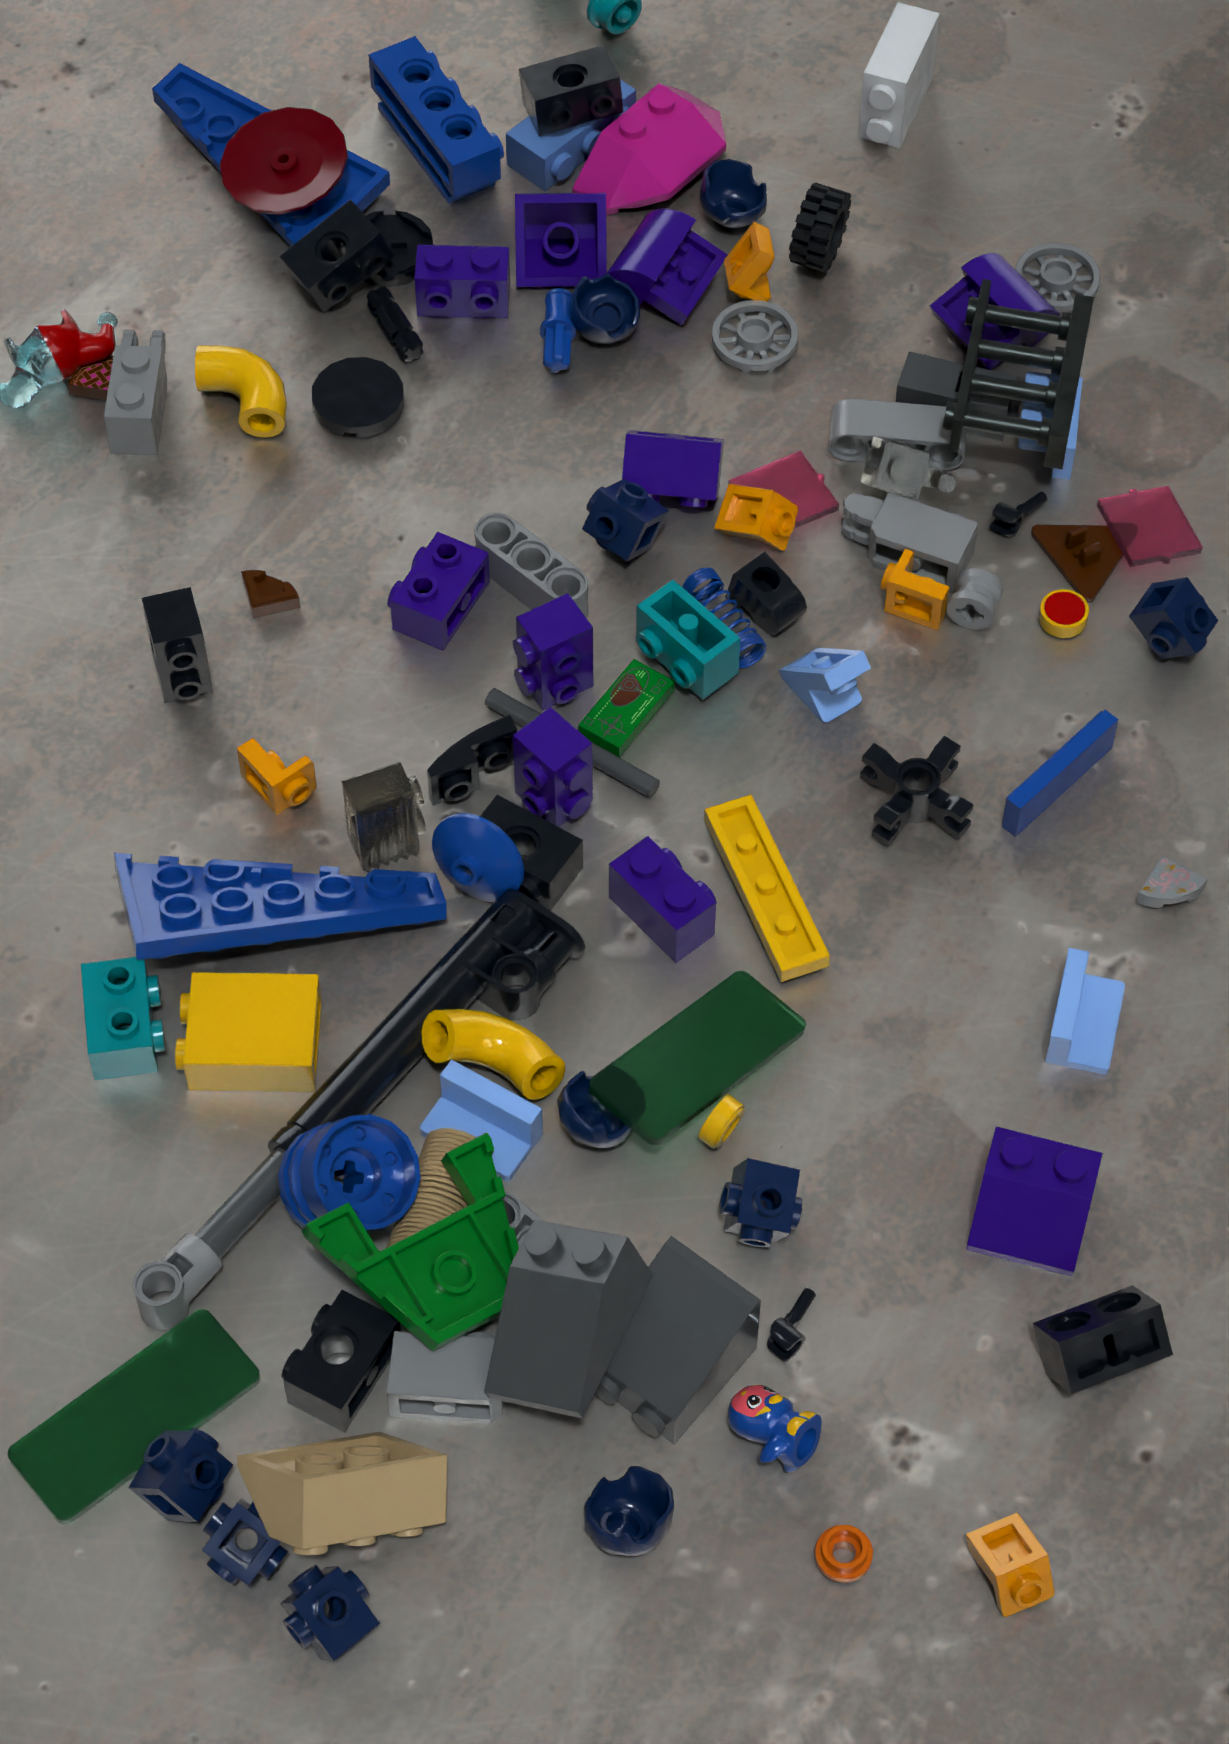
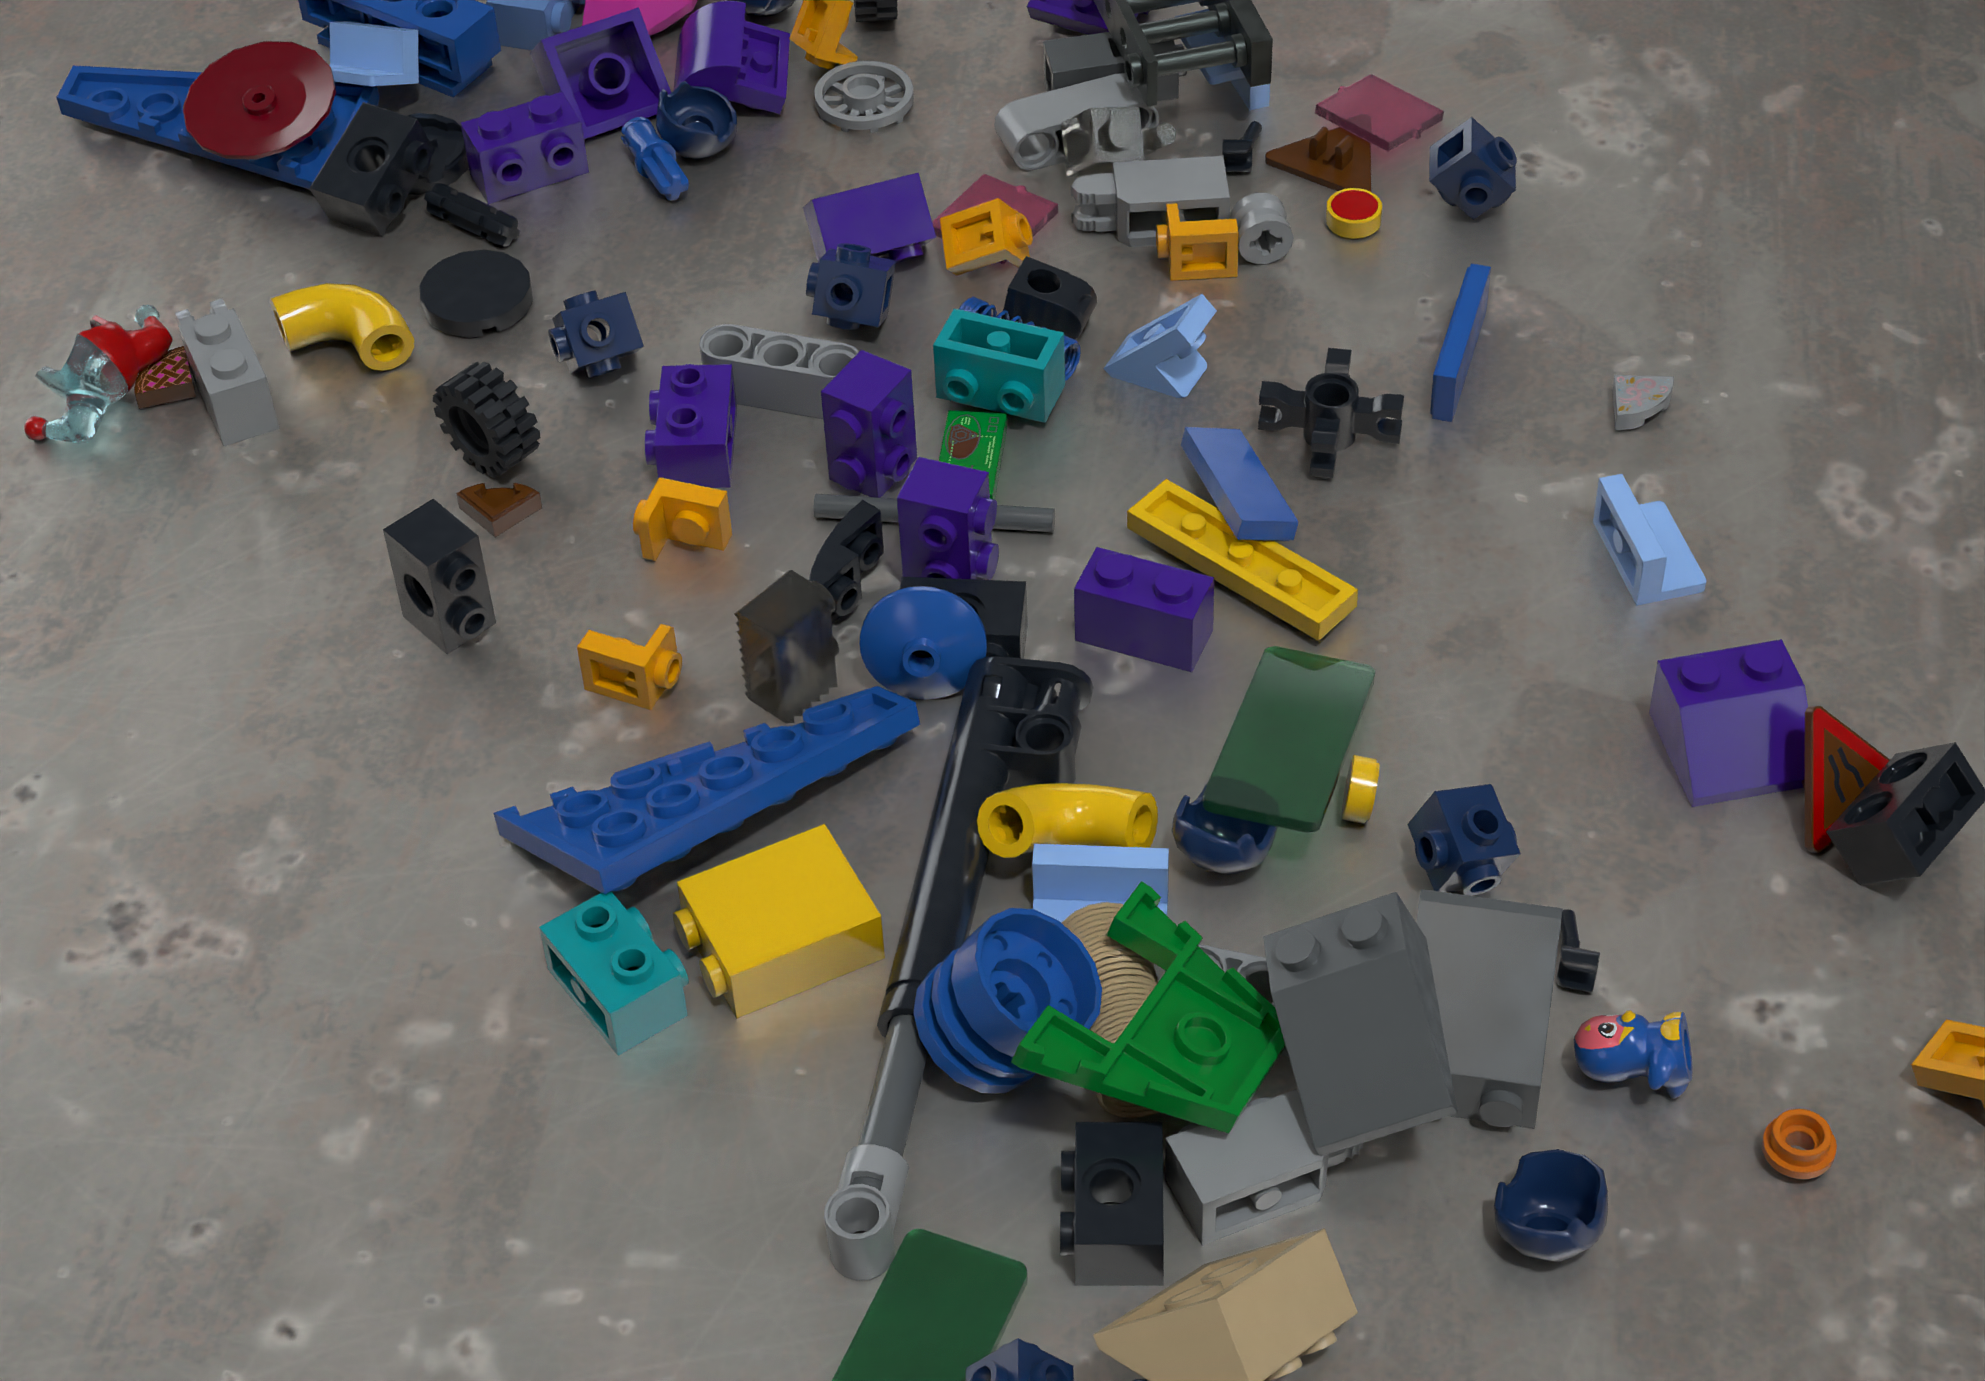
camera: 25 degrees left, 10 degrees down
(288, 521) = (486, 419): none -> black tyre
(385, 662) = (682, 514): none -> light orange bracket
(394, 149) = (373, 54): none -> light blue panel
(428, 469) = (611, 321): none -> dark blue brick
(802, 823) = (1239, 484): none -> blue tile
(1074, 1276) = (1836, 772): none -> piece

